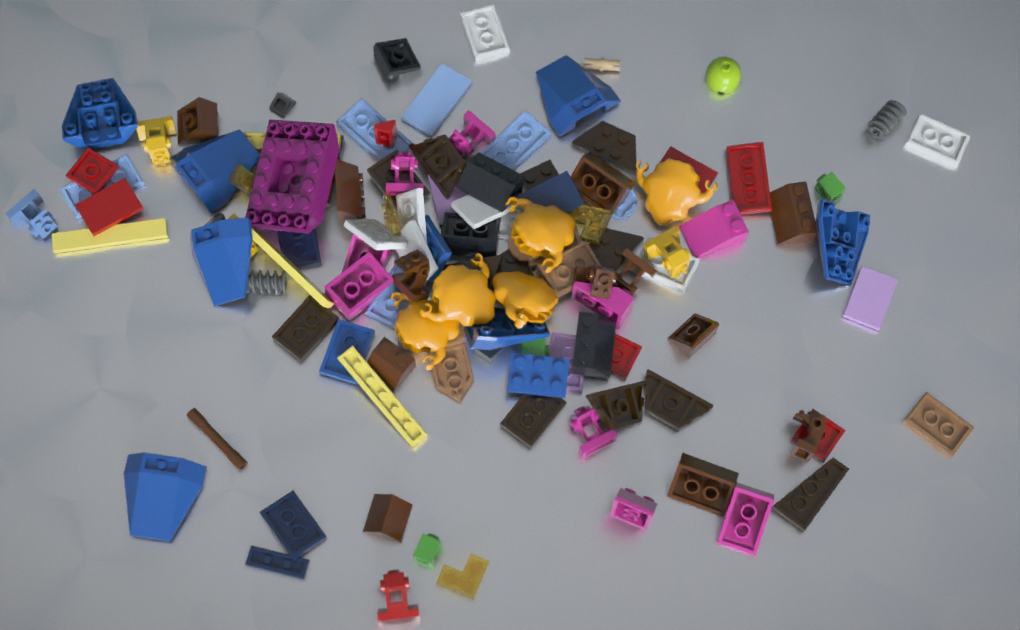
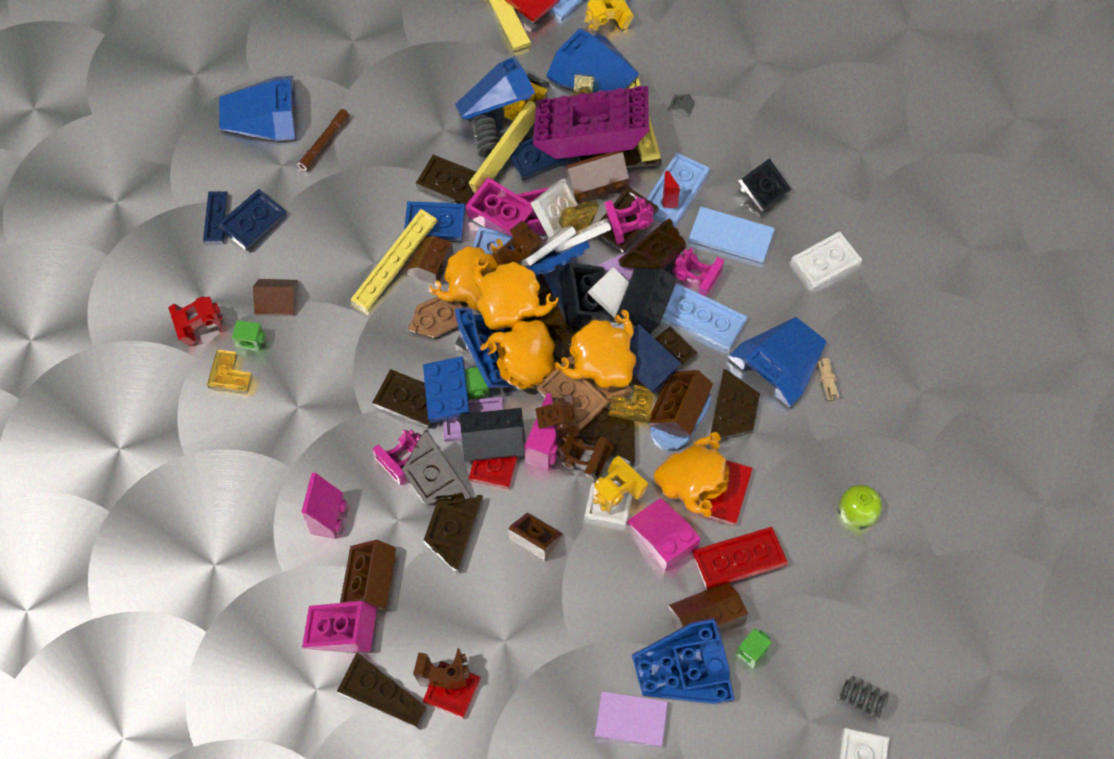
camera: 80 degrees right, 5 degrees down
(197, 122) = (637, 41): reddish brown slope -> none

